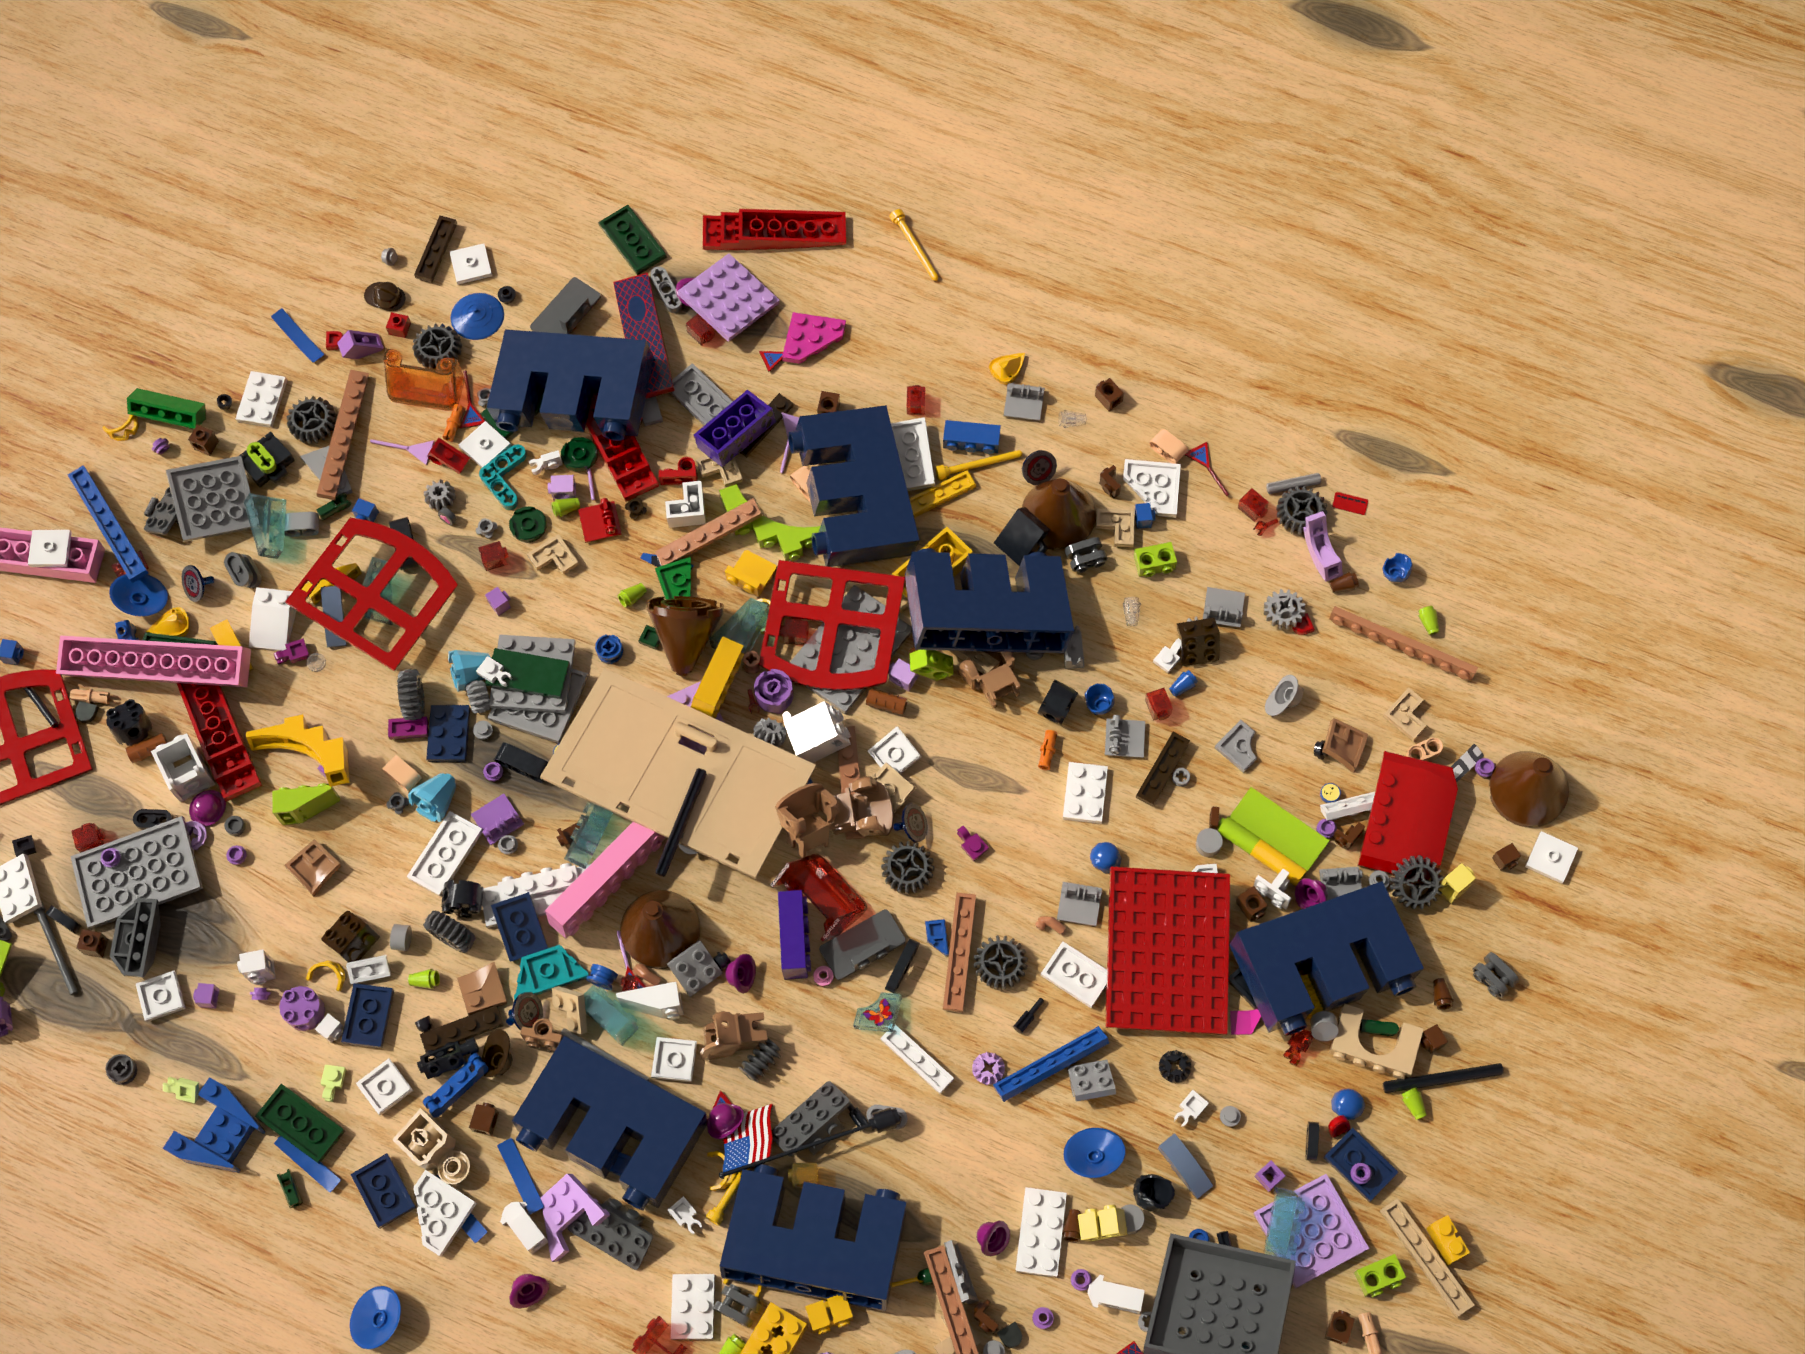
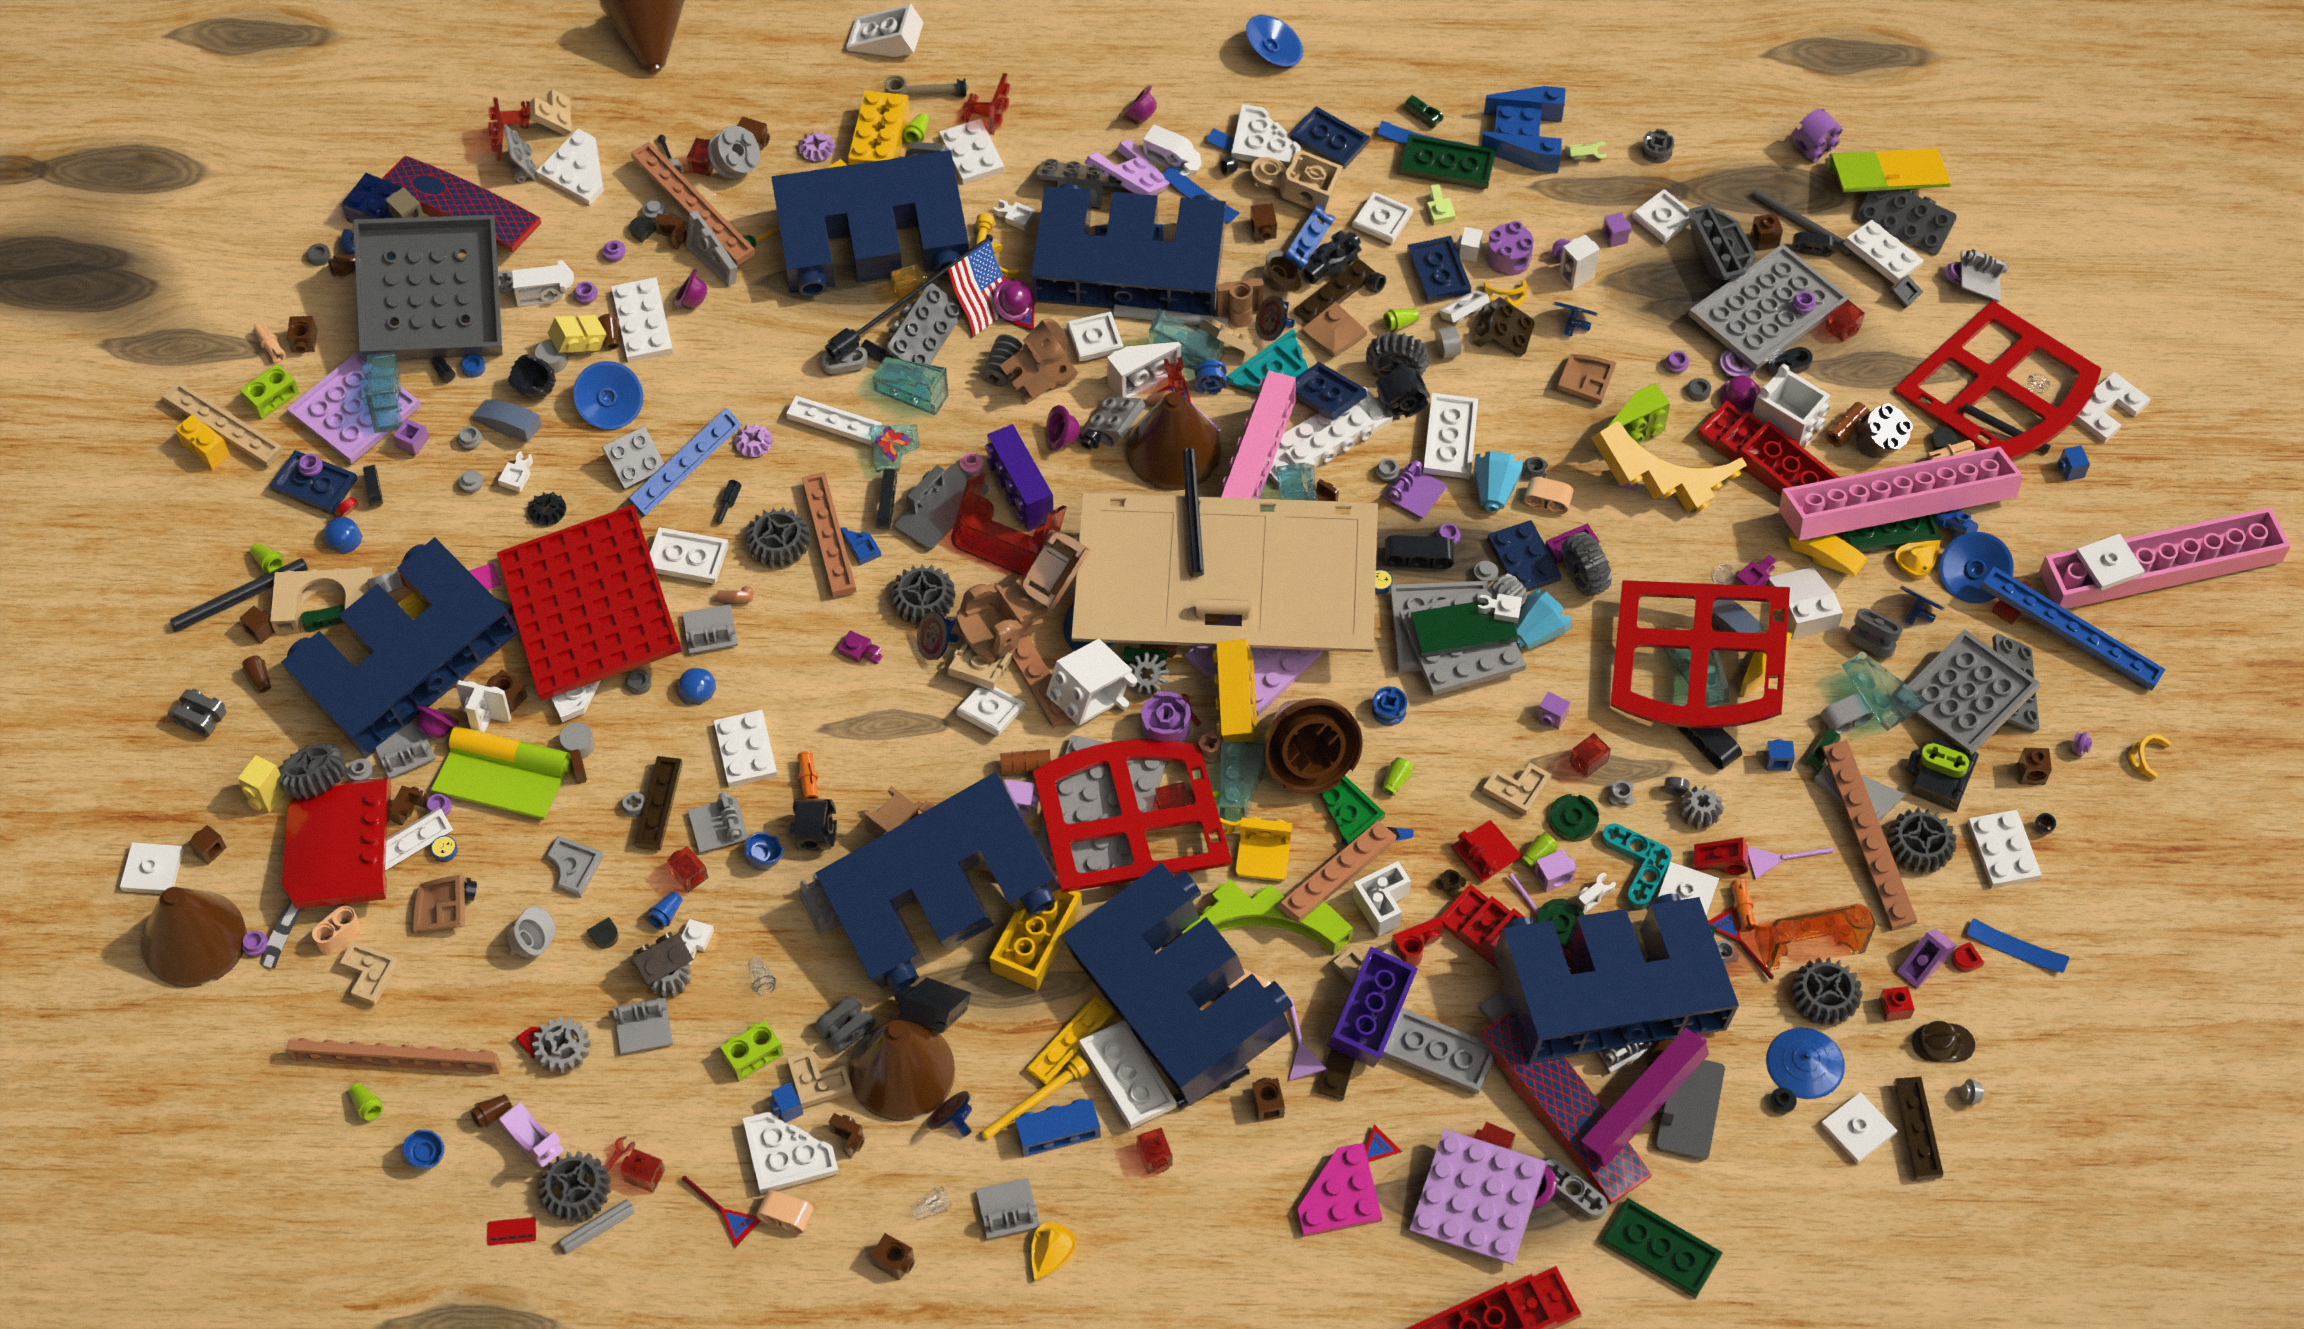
camera: 155 degrees right, 10 degrees down
(151, 506) = (2041, 675): light grey piece -> none
(166, 408) = (2107, 784): green brick -> none
(287, 924) = (1572, 321): none -> clear blue shield
(482, 1195) = (1228, 165): none -> black hinge
(594, 305) = (1645, 1097): none -> magenta brick
(841, 1065) = (912, 383): none -> clear light blue wedge
(1220, 1161) = (469, 437): none -> light grey plate
(1231, 684) = (604, 933): none -> pearl dark grey tile

